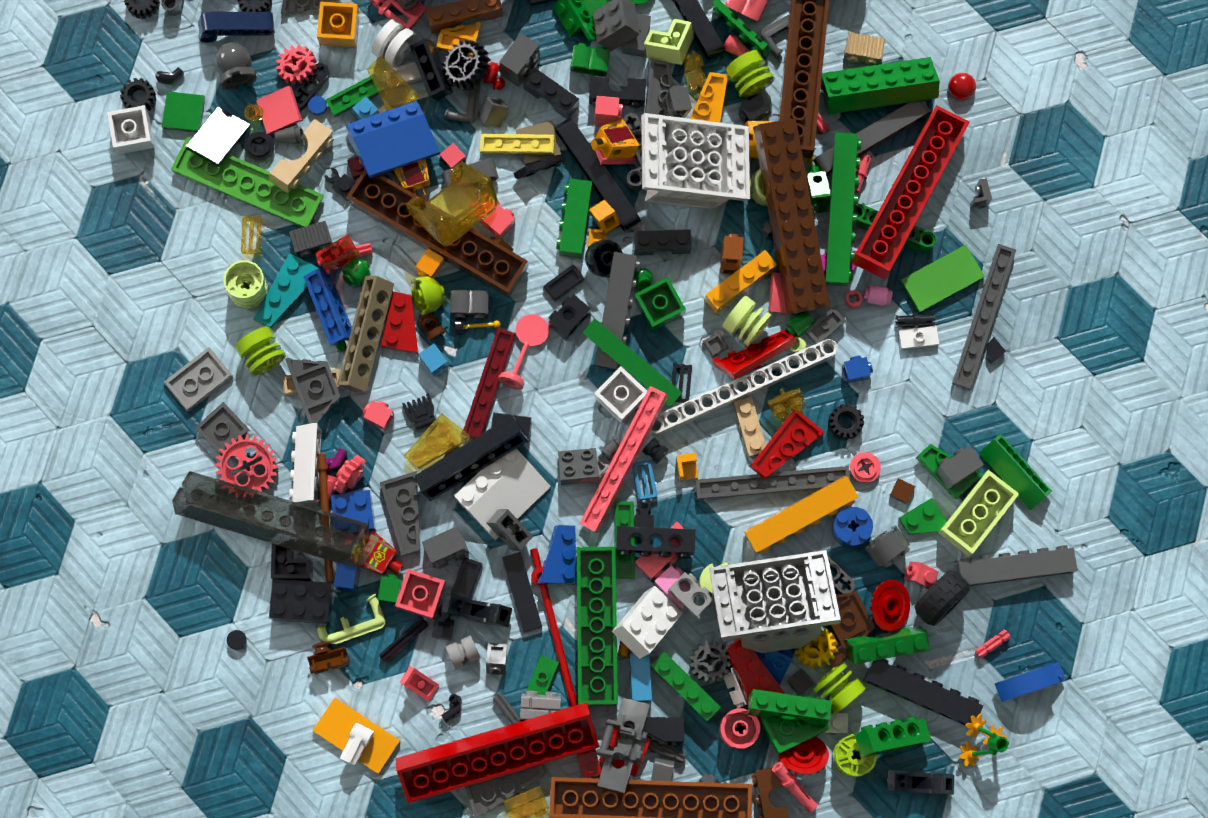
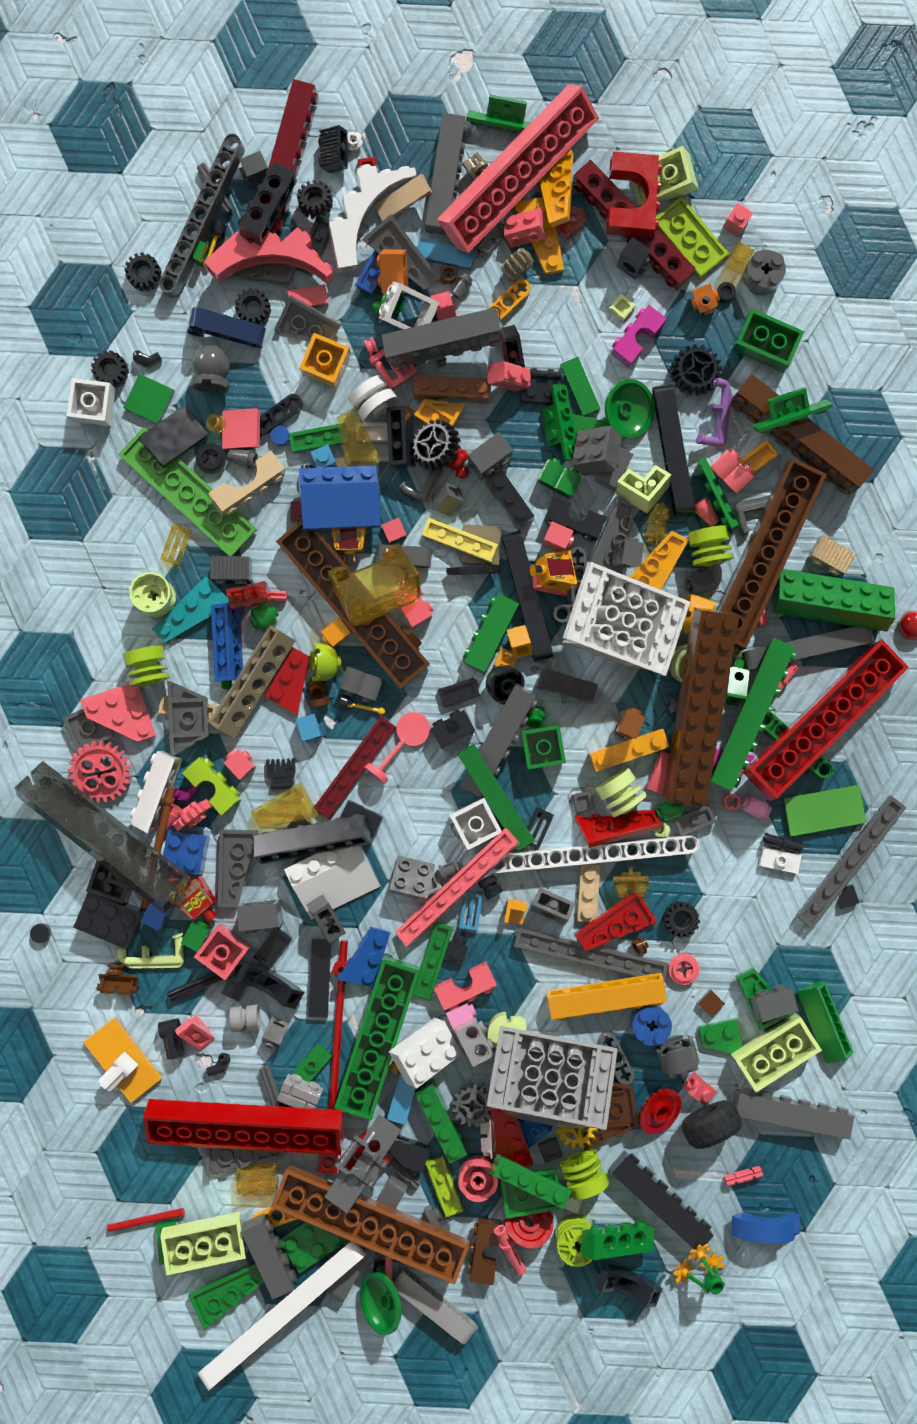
camera: 20 degrees right, 10 degrees up
(198, 379) = (81, 670): light grey tile -> none
(249, 403) = (120, 711): none -> coral plate
(295, 66) = (272, 388): coral gear -> none
(342, 185) = (279, 524): black plate -> none
(344, 434) = (225, 796): none -> lime arch
(396, 694) = (172, 1042): none -> black piece
(665, 535) = (483, 997): black brick -> none
(710, 752) = (444, 1186): none -> lime tile
(720, 448) = (552, 906): none -> dark grey brick
(816, 459) = (640, 945): none -> reddish brown plate
(857, 369) = (710, 872): blue brick -> none
(869, 649) = (622, 1148): green arch -> none
(983, 191) = (895, 738): dark grey bracket -> none

